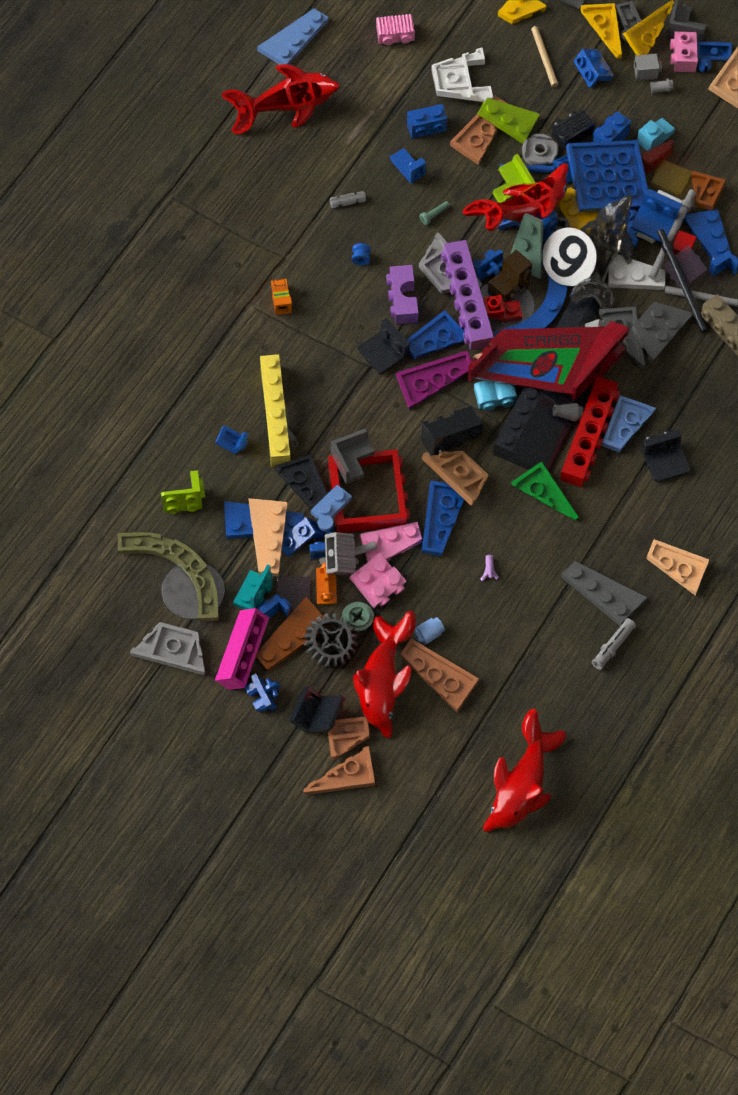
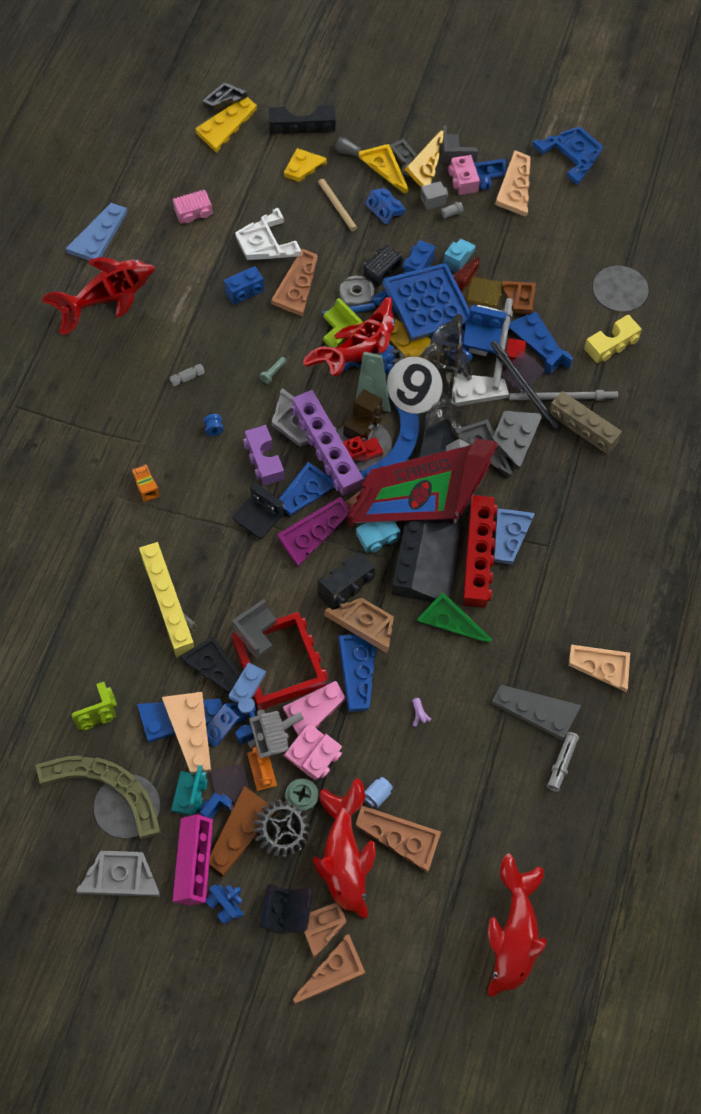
camera: 15 degrees left, 0 degrees up
(231, 440) = (130, 639): blue bracket -> none
(408, 166) = (238, 332): blue bracket -> none
(489, 266) = (340, 409): blue hips -> none
(509, 118) = (320, 267): lime wing -> none
(568, 411) = (454, 536): dark grey cone -> none
(665, 456) = (557, 558): black bracket -> none

